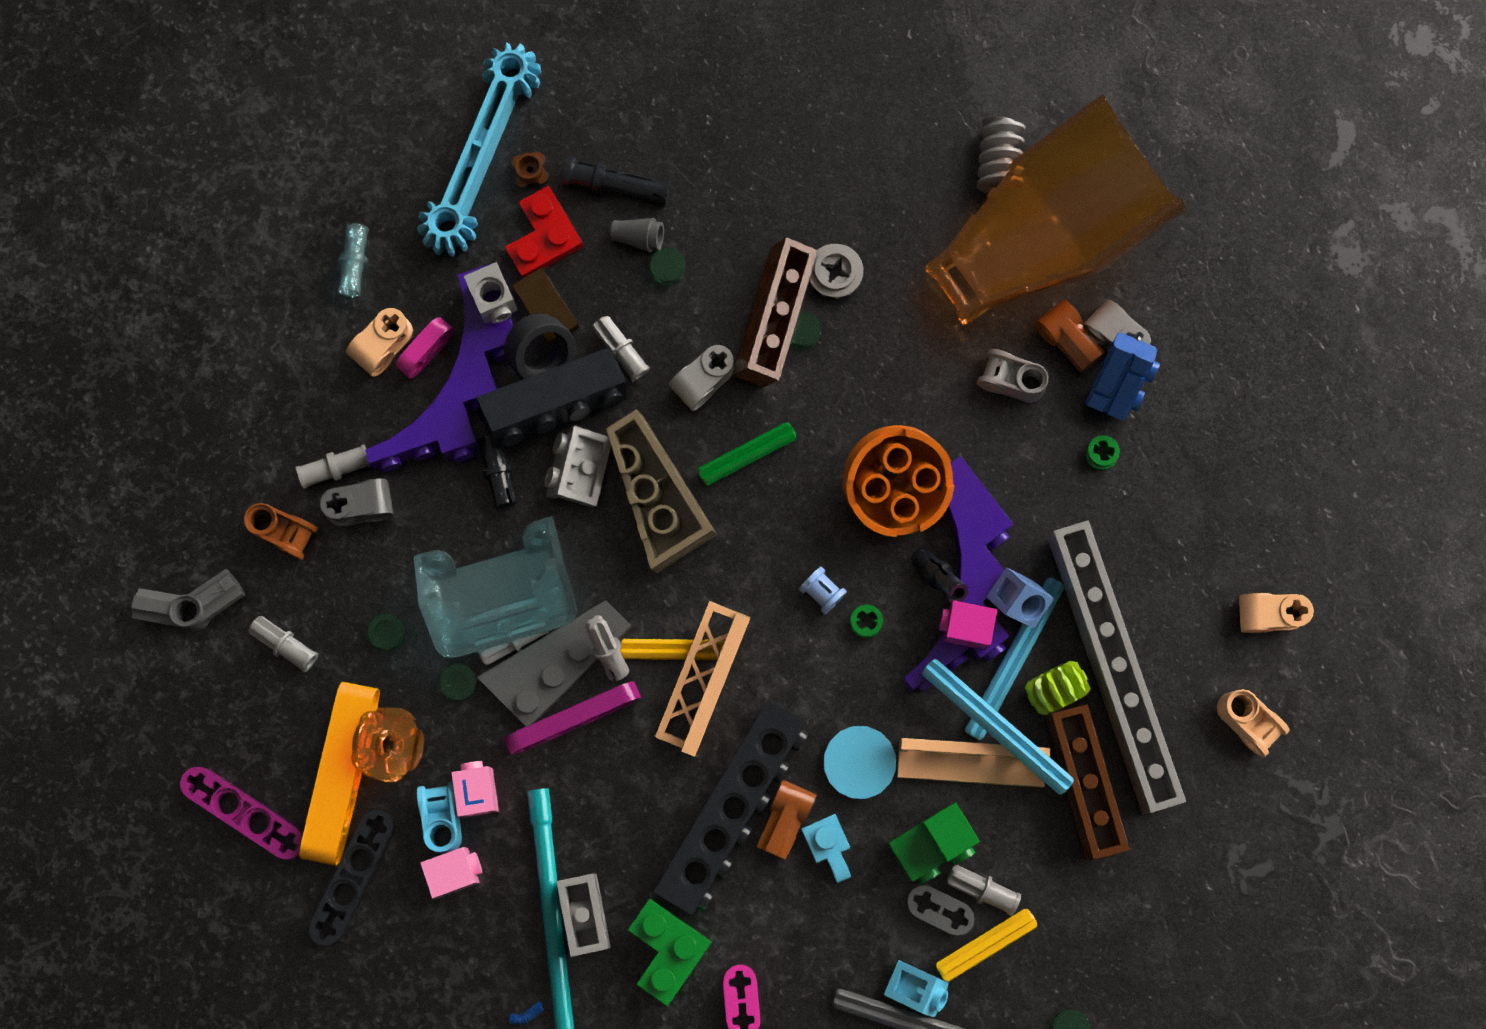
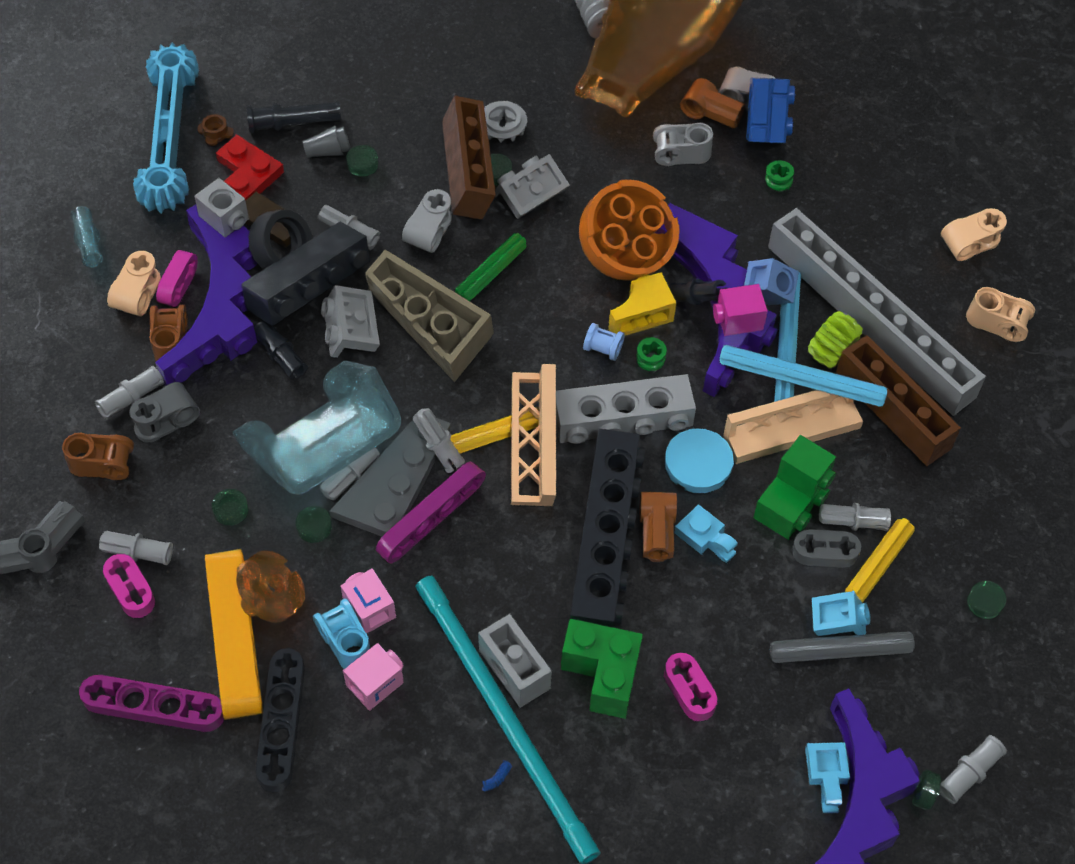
camera: 25 degrees left, 20 degrees down
(255, 683) = (135, 581): none -> dark pink beam
(394, 404) = (167, 328): none -> dark orange piece
(829, 368) = (531, 186): none -> light grey bracket
(864, 680) = (637, 397): none -> light grey brick
(885, 566) = (647, 306): none -> yellow arch

